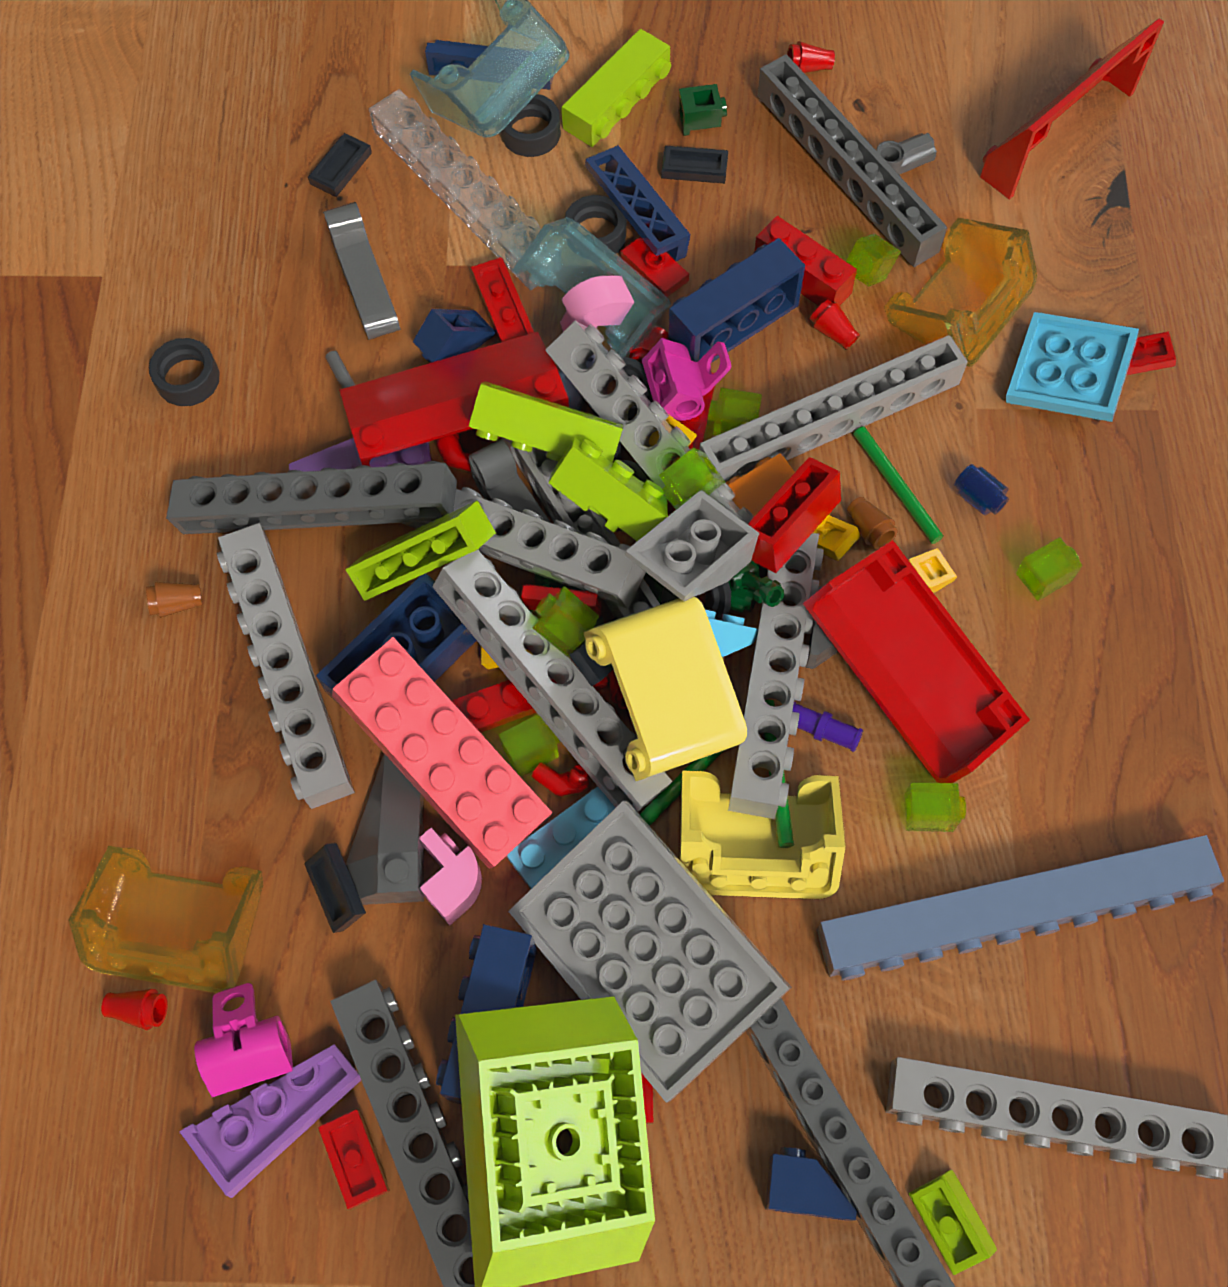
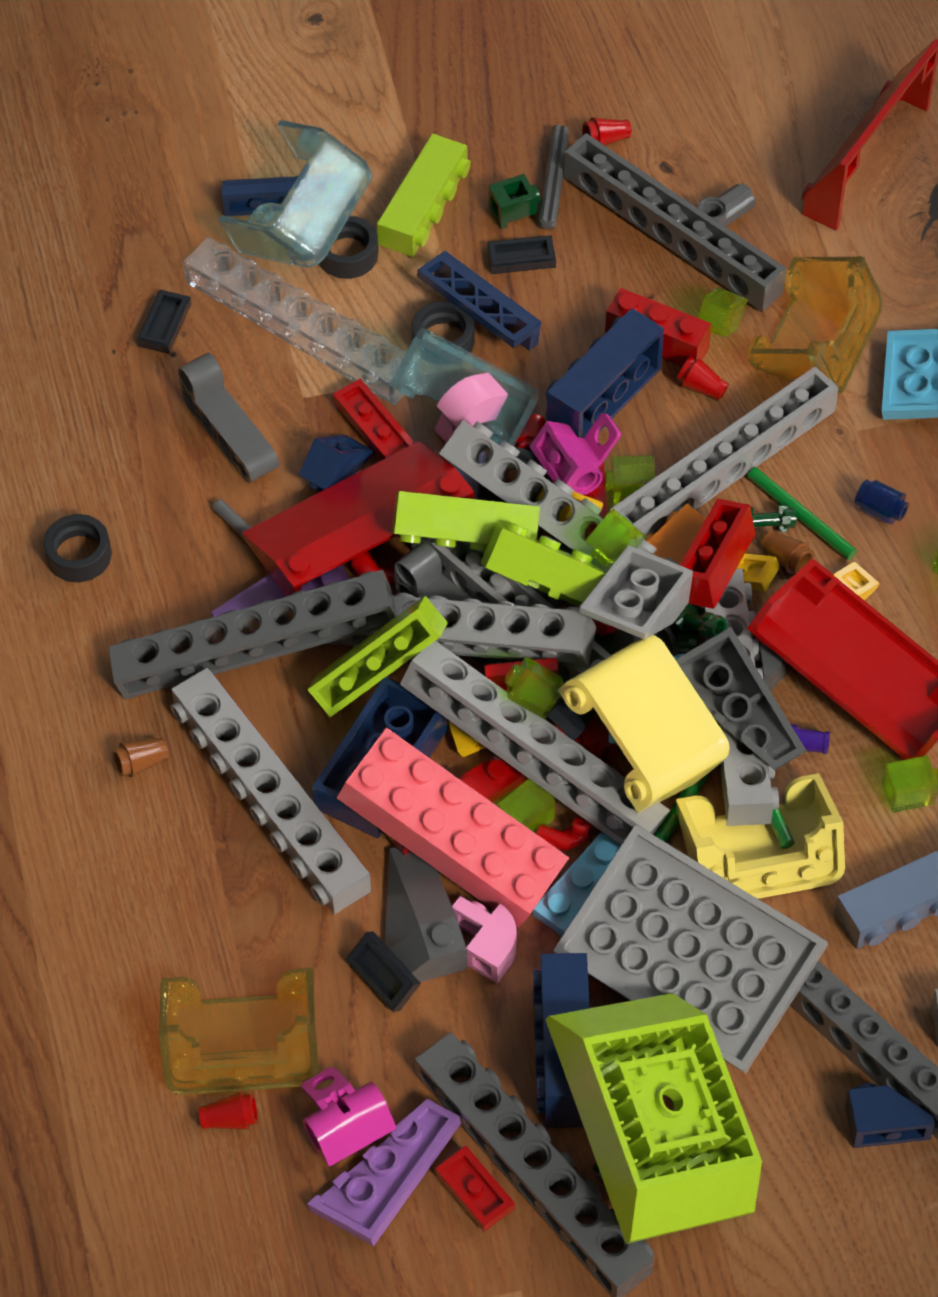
camera: 15 degrees left, 10 degrees down
(659, 270) = (517, 361): red plate -> none
(746, 95) = (553, 177): none -> dark grey axle
(773, 682) = (740, 698): none -> dark grey wedge
(877, 486) = (783, 518): none -> dark green bar

